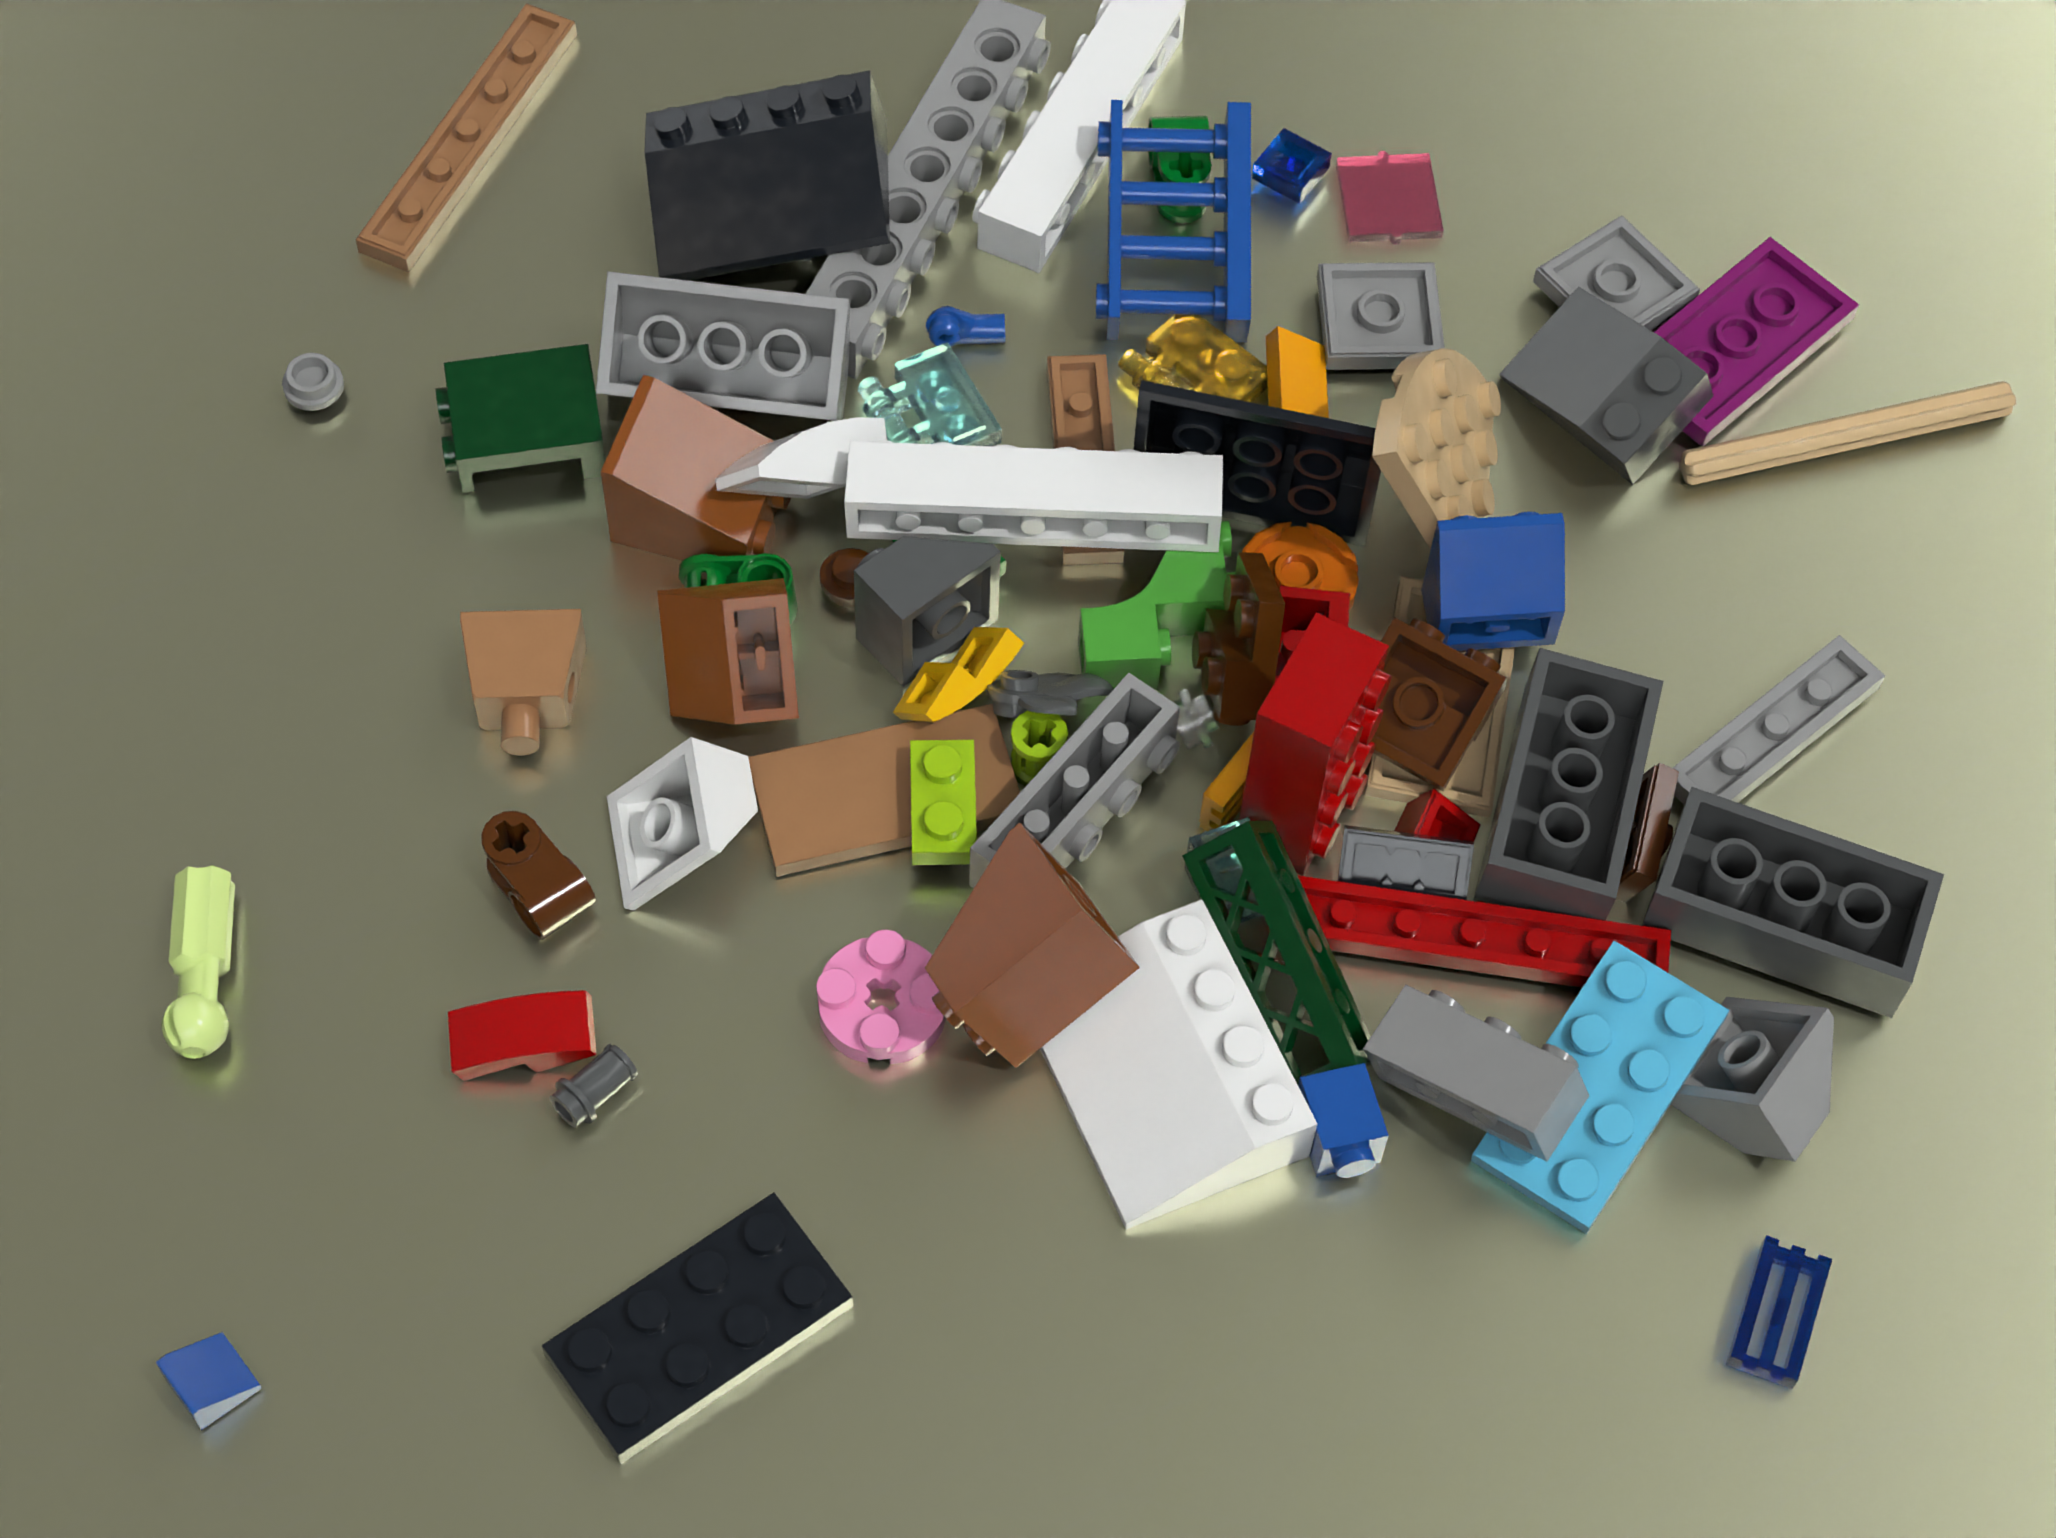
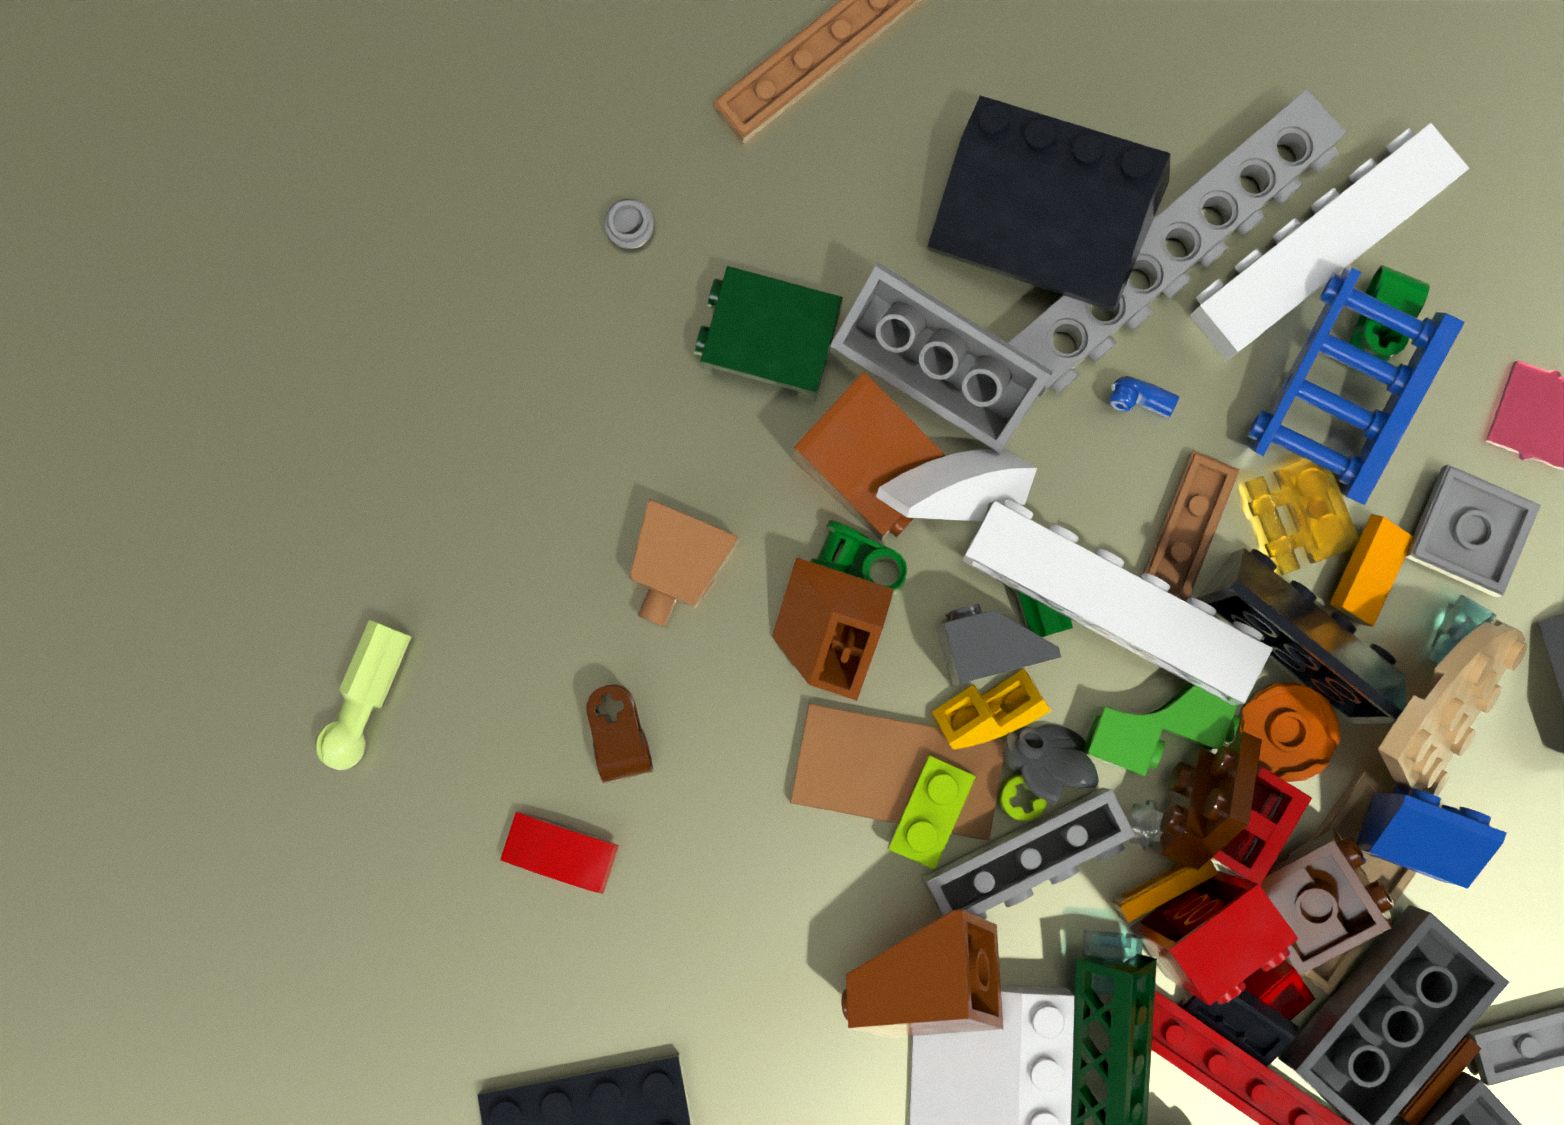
camera: 30 degrees right, 25 degrees up
(208, 1378) = (253, 1011): blue slope -> none
(592, 1086) = (590, 916): dark grey pin -> none
(678, 816) = (737, 742): white slope -> none
(838, 575) = (953, 581): reddish brown plate -> none
(879, 1034) = (793, 925): bright pink plate -> none
(941, 397) = (1094, 461): clear light blue plate -> none
(1291, 165) = (1477, 357): clear blue plate -> none

